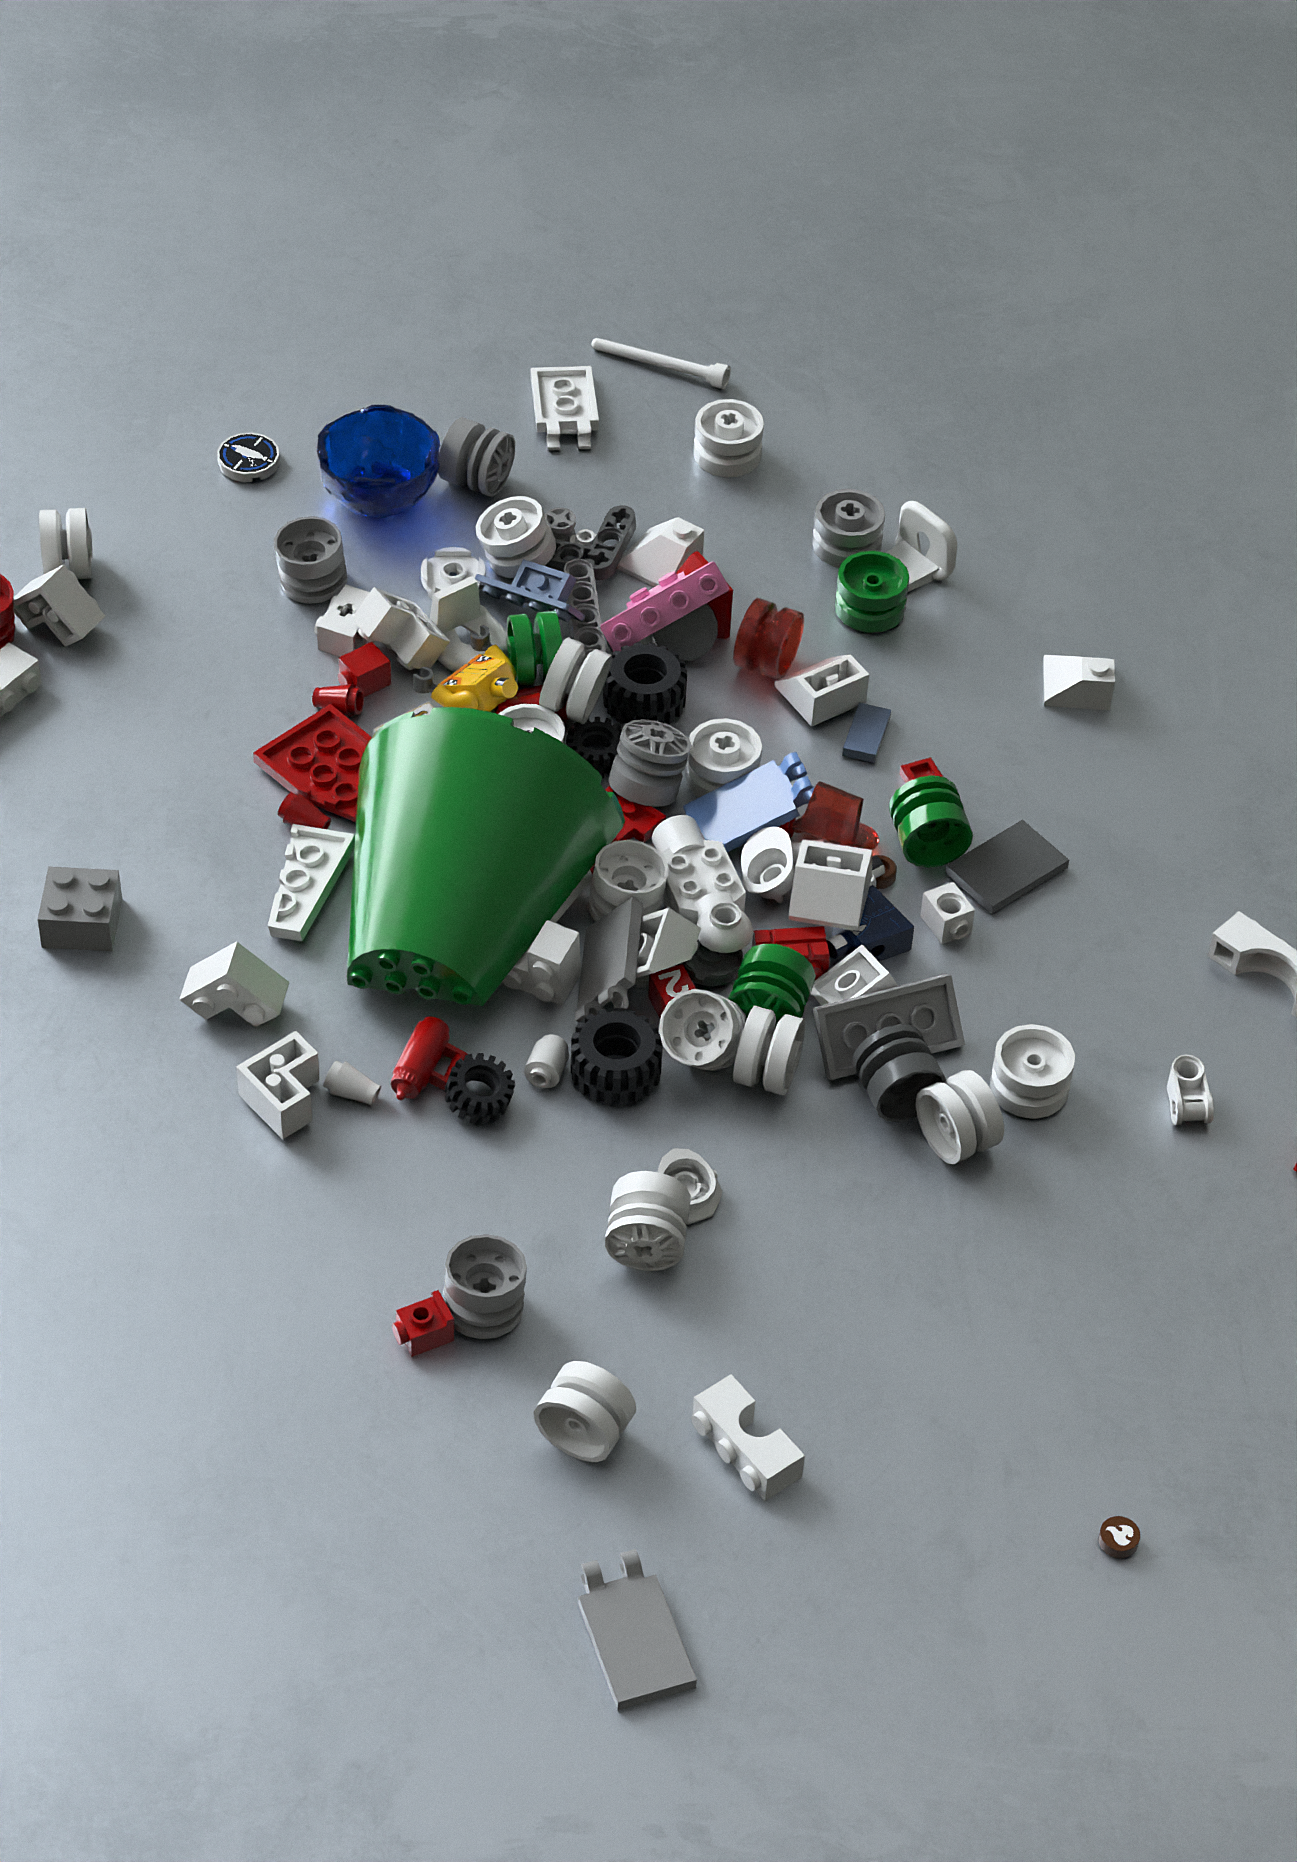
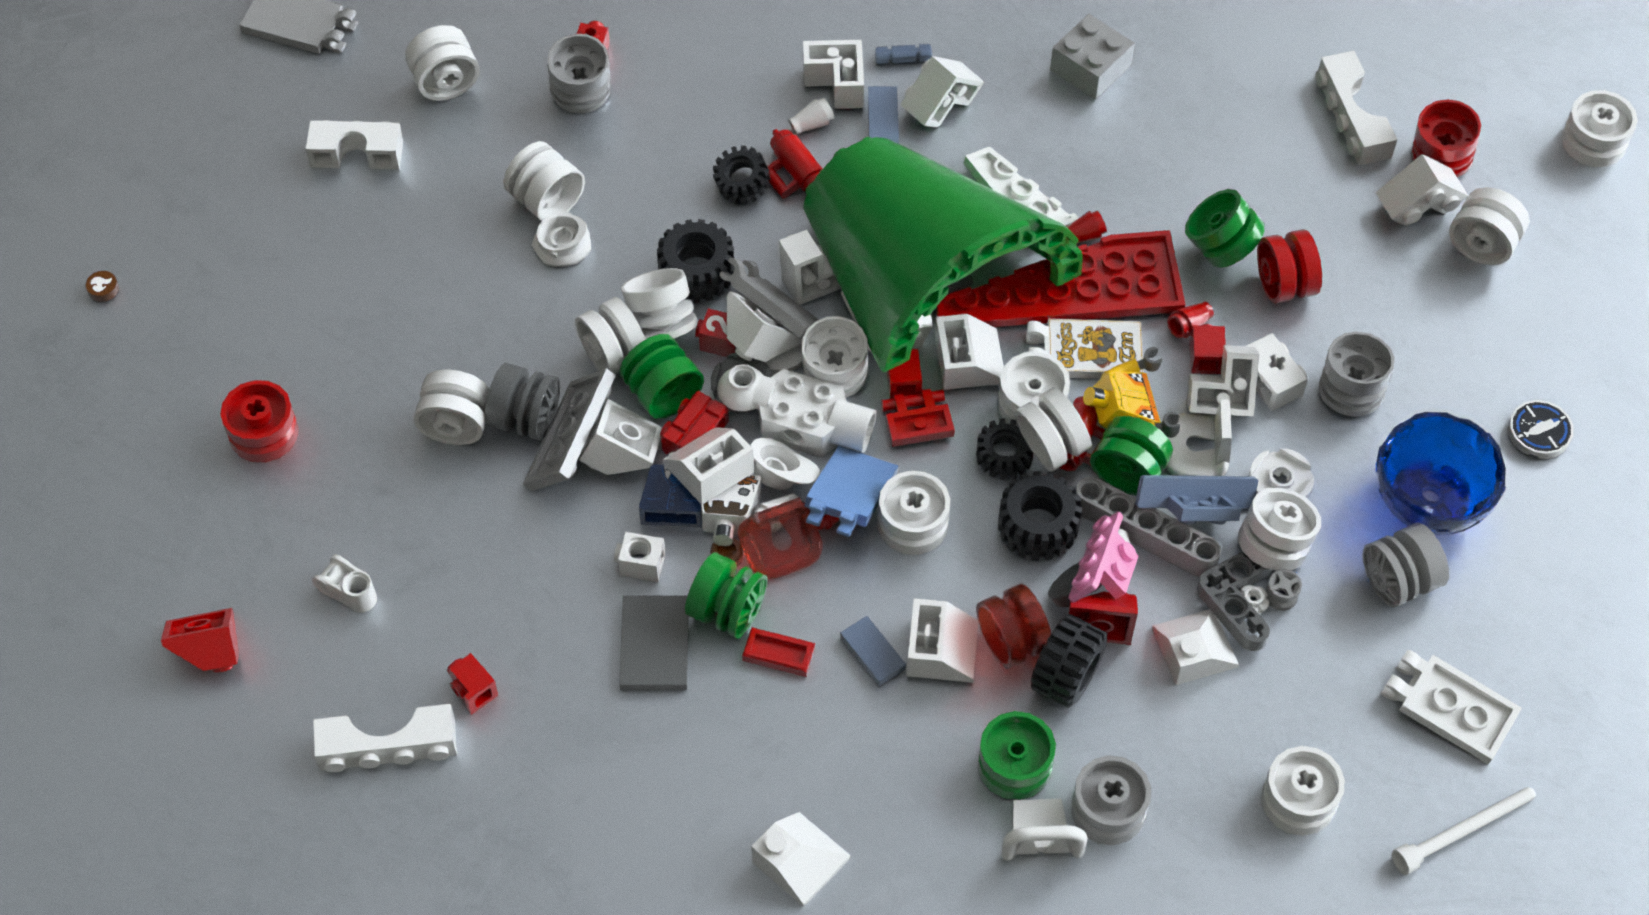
camera: 130 degrees right, 10 degrees up
(198, 1064) = (903, 53): none -> sand blue axle
(232, 644) = (1289, 266): none -> red wheel
(249, 689) = (1224, 228): none -> green wheel
(313, 1024) = (883, 112): none -> sand blue tile
(547, 1061) = (735, 225): white brick -> none
(649, 763) = (928, 456): light grey wheel -> none
(769, 576) = (1068, 660): none -> black tyre
(1032, 1071) = (451, 489): white wheel -> none
(1120, 1266) = (259, 421): none -> red wheel
(1175, 947) = (472, 683): none -> red brick

